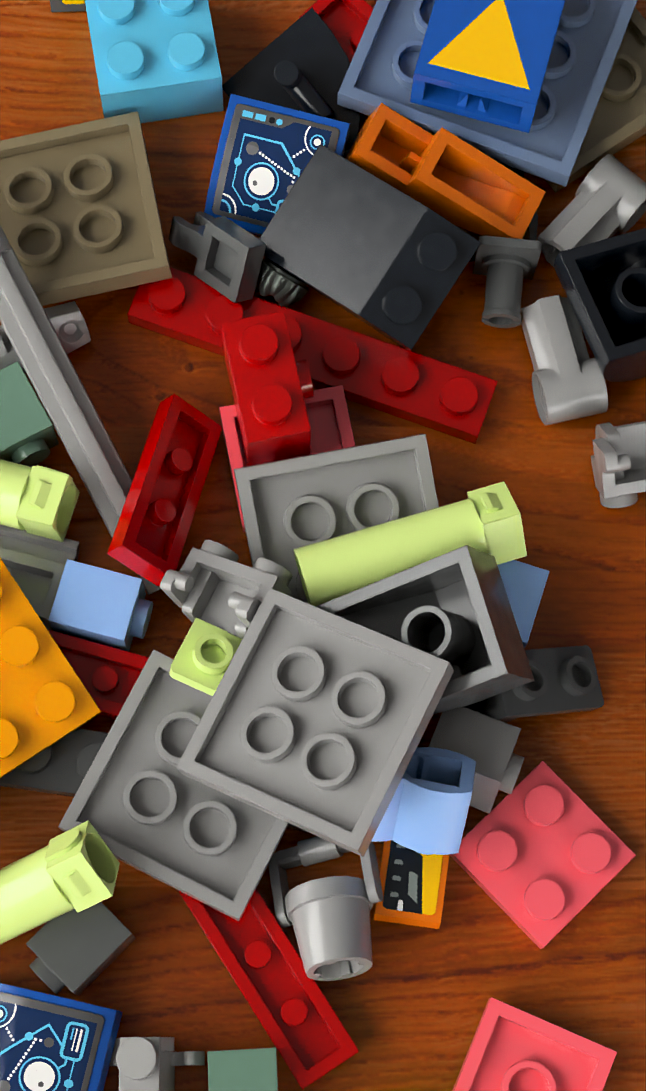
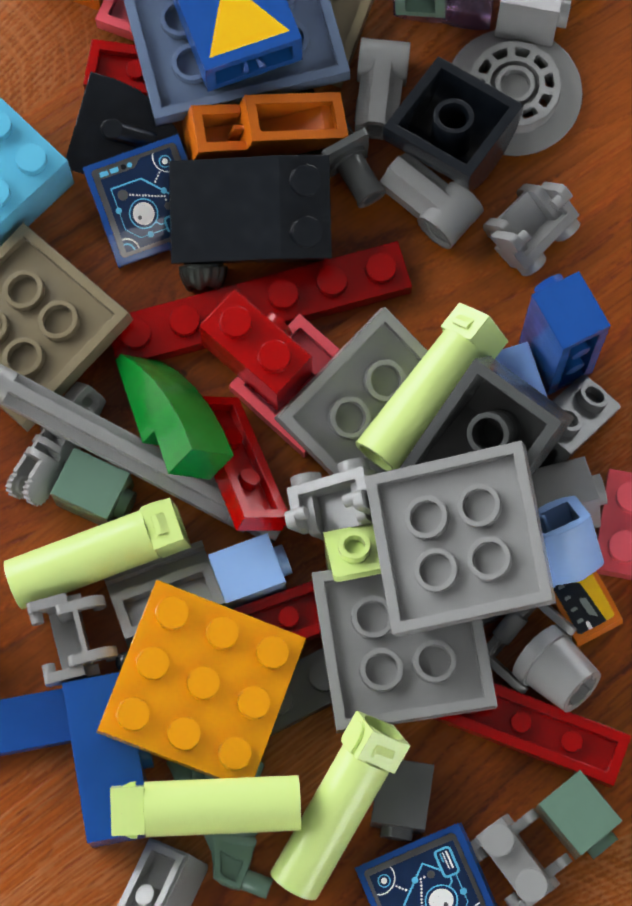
camera: 30 degrees left, 0 degrees up
(135, 400) = (174, 417): none -> green slope
(224, 251) = (156, 278): dark grey plate -> none
(589, 583) = (564, 330): none -> blue brick

